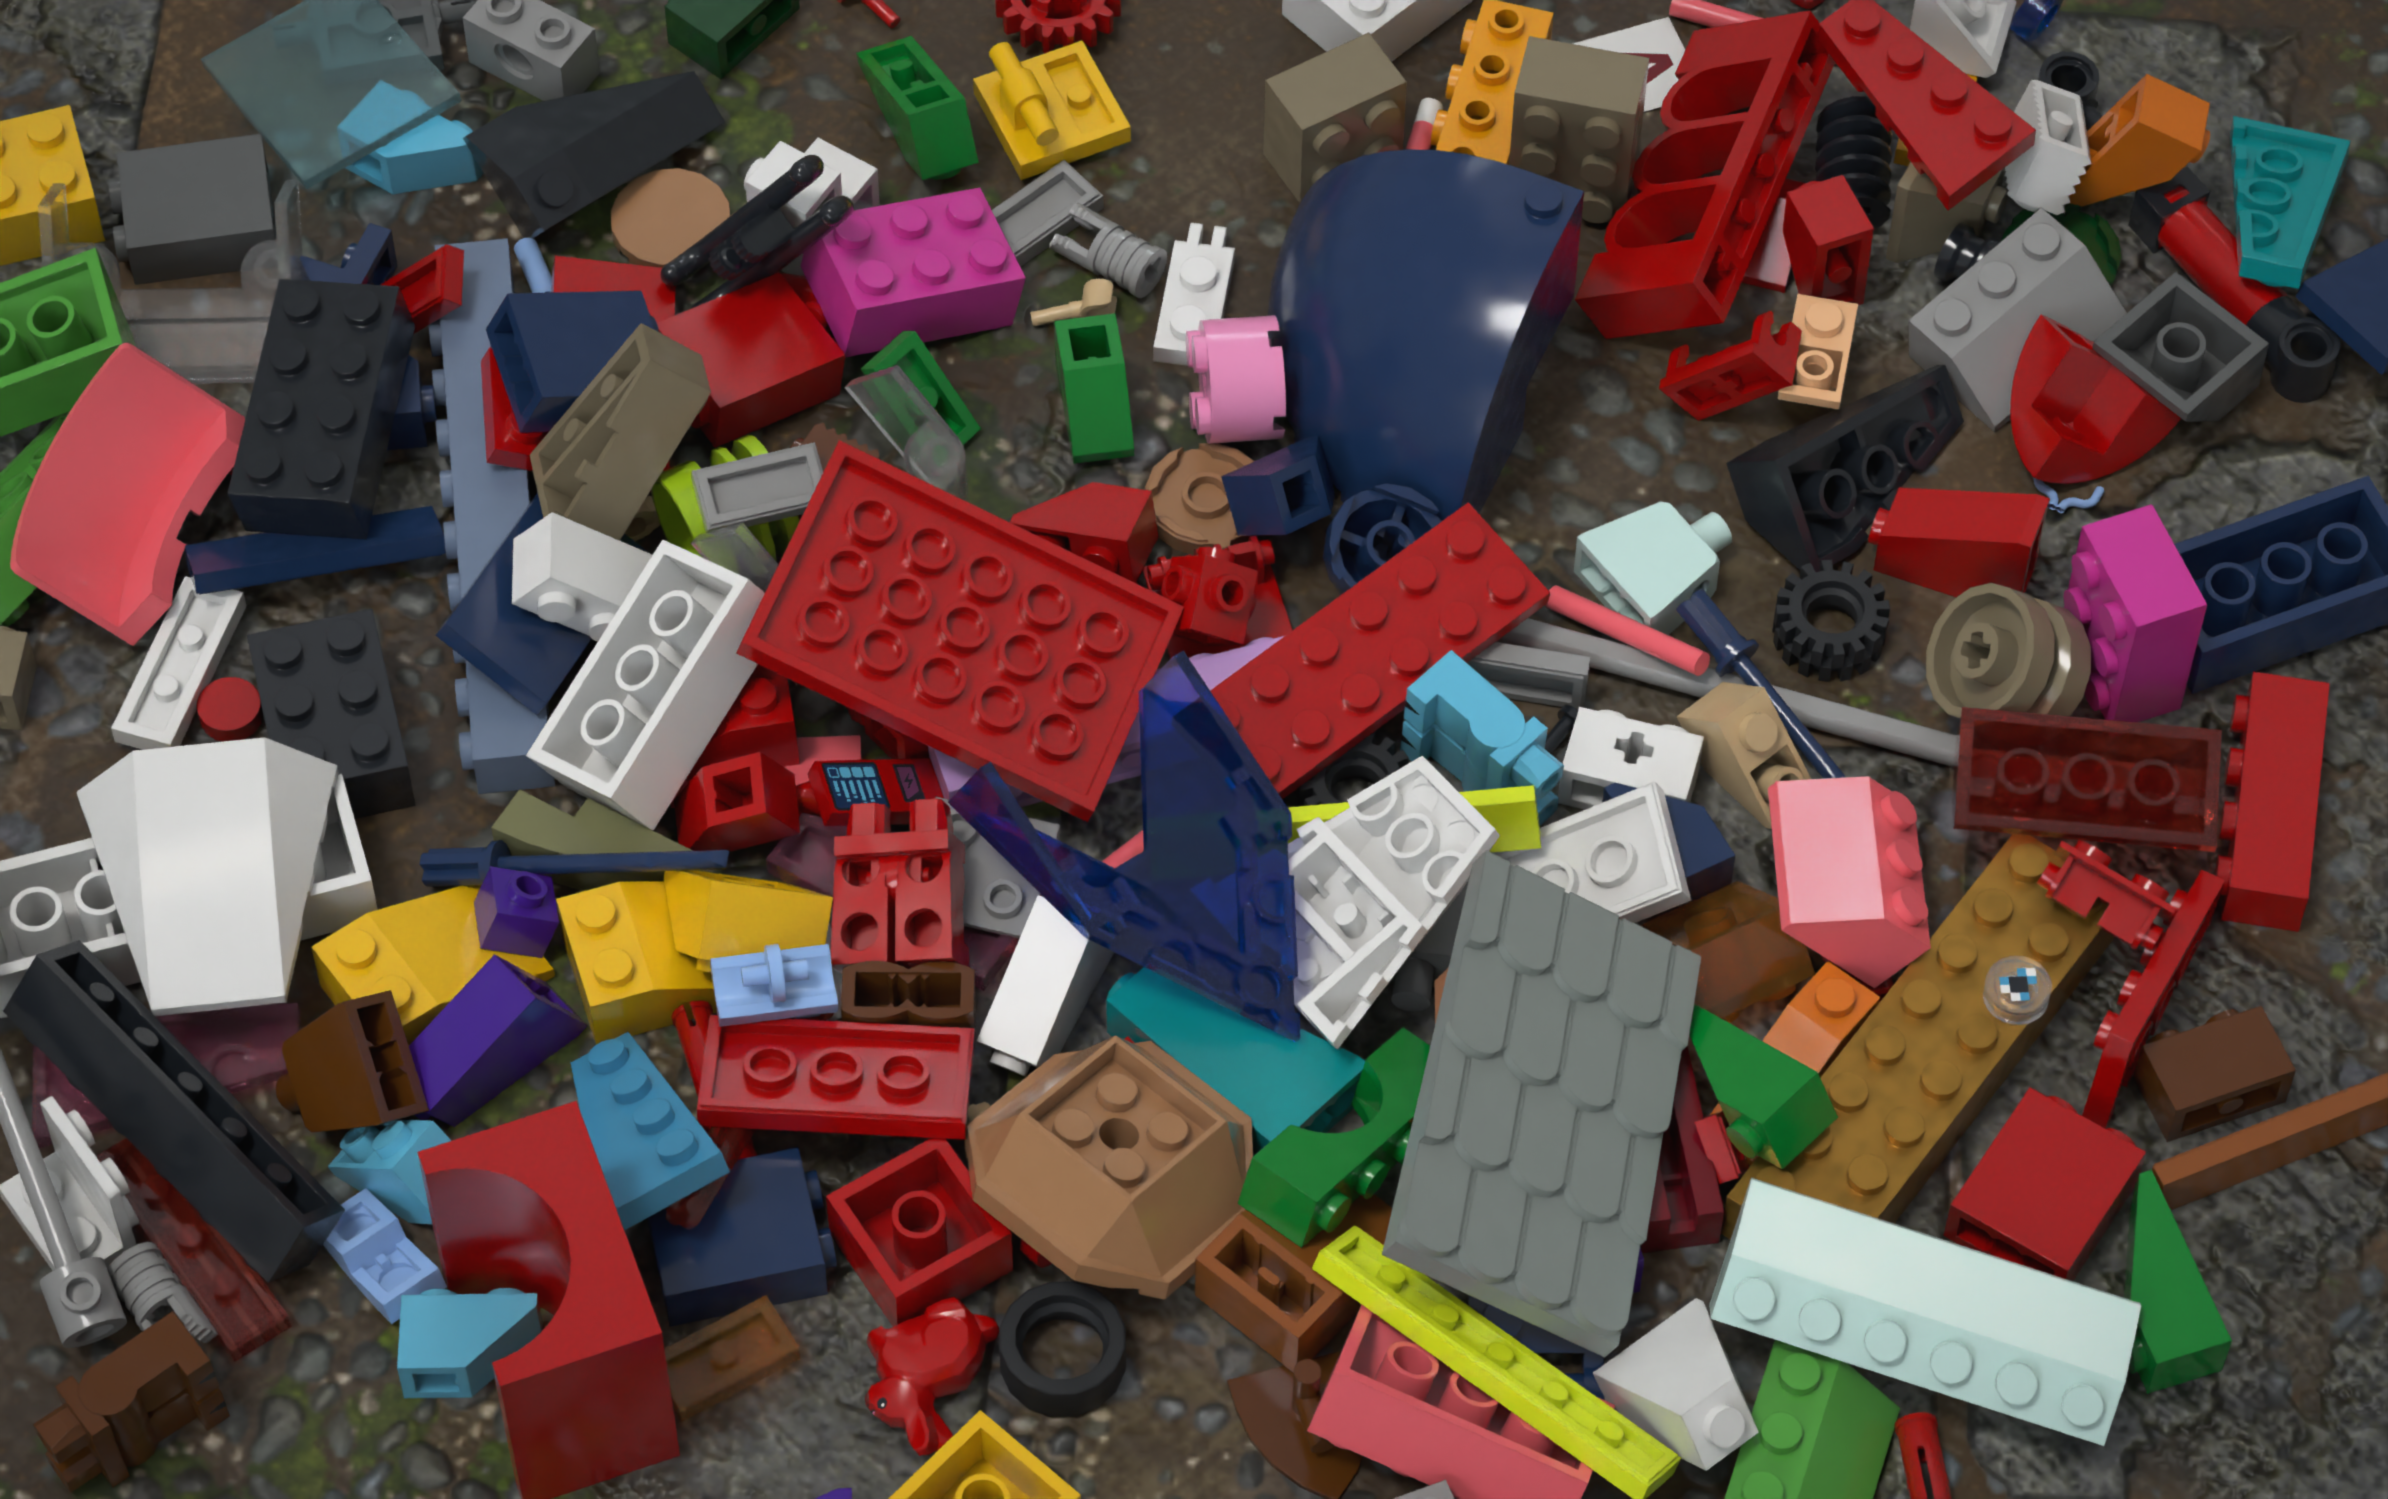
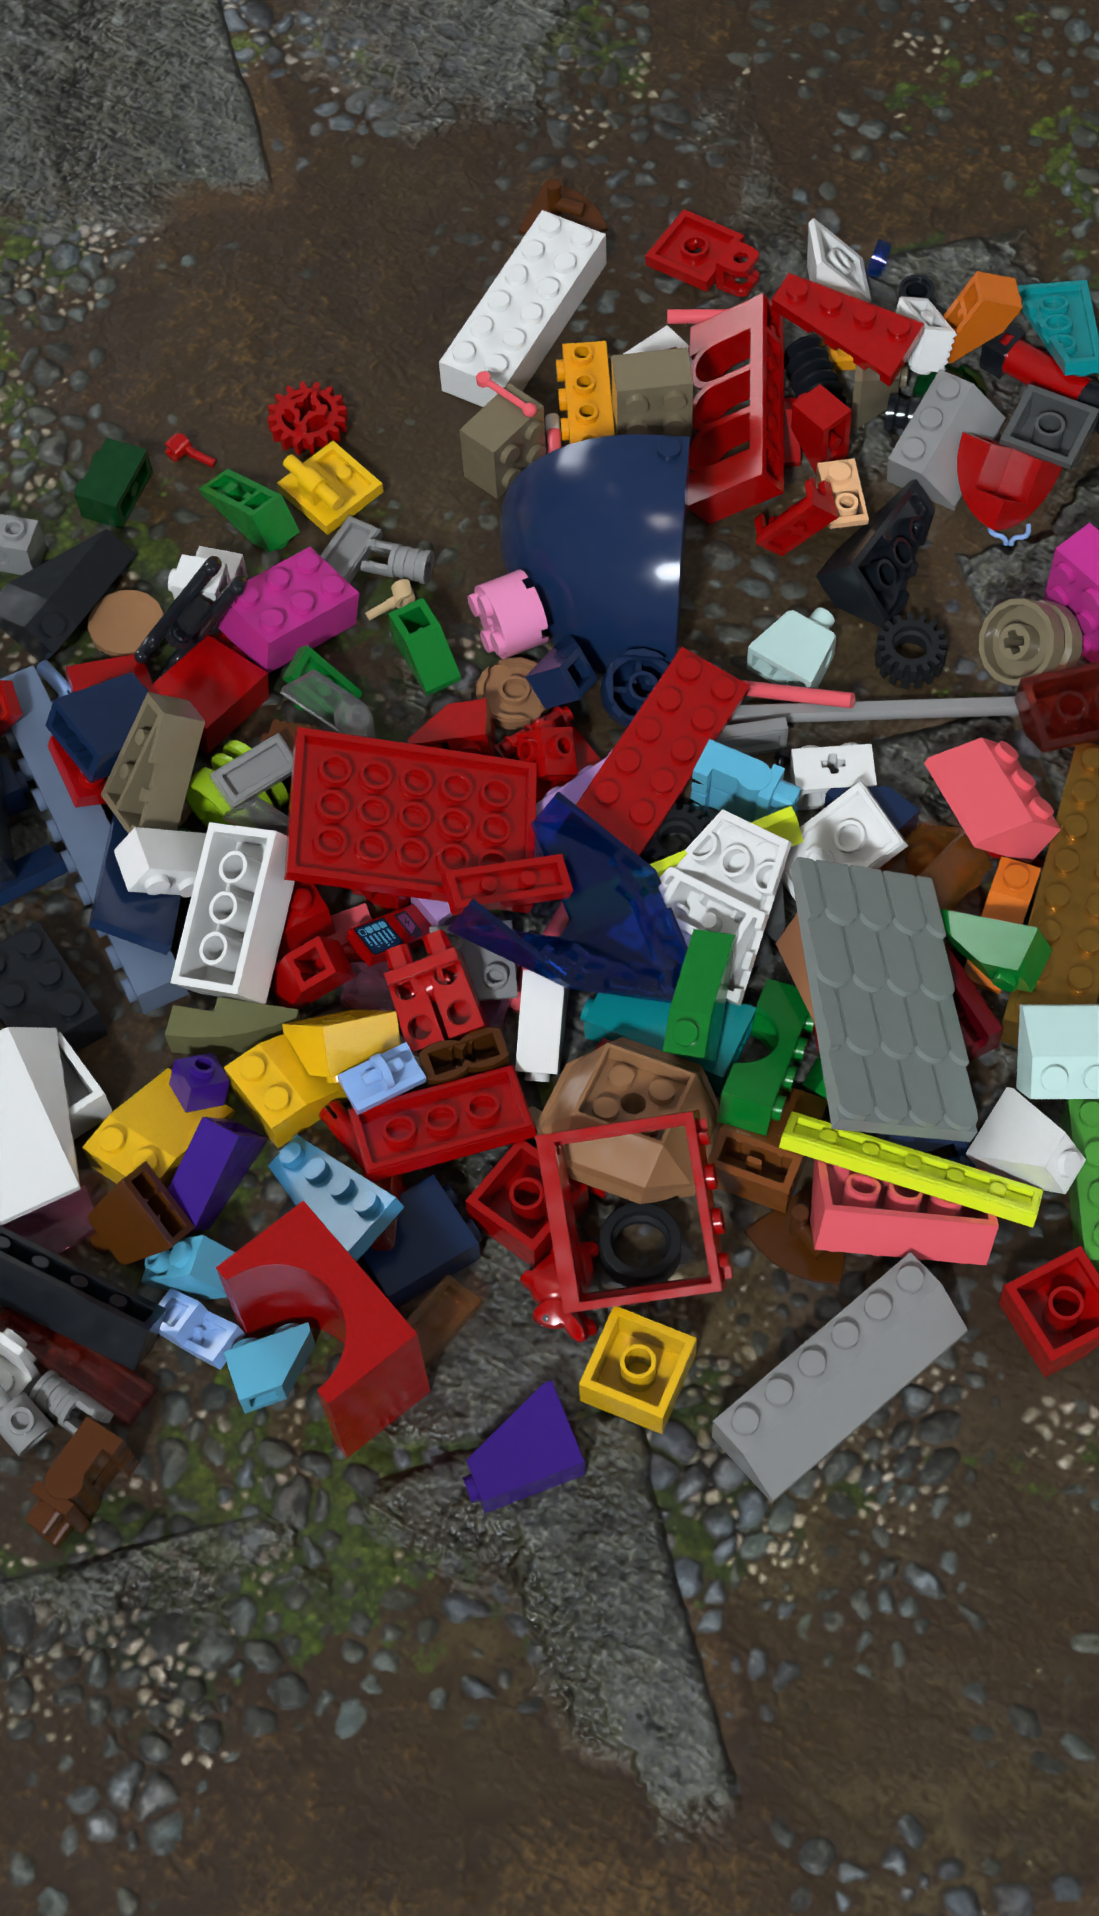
camera: 15 degrees left, 5 degrees up
(471, 865) = (162, 1060): dark blue piece -> none
(951, 1258) = (563, 1224): none -> red window
(1066, 764) = (508, 883): none -> red plate
(1193, 291) = (457, 572): white hinge -> none
(1279, 1016) = (700, 996): none -> green slope
(1333, 17) = (484, 380): none -> coral hinge
(1727, 1159) = (983, 988): red tile -> none
(1733, 654) = (865, 687): dark blue piece -> none
(1744, 744) = (896, 742): tan slope -> none
(1959, 538) = (969, 579): red slope -> none

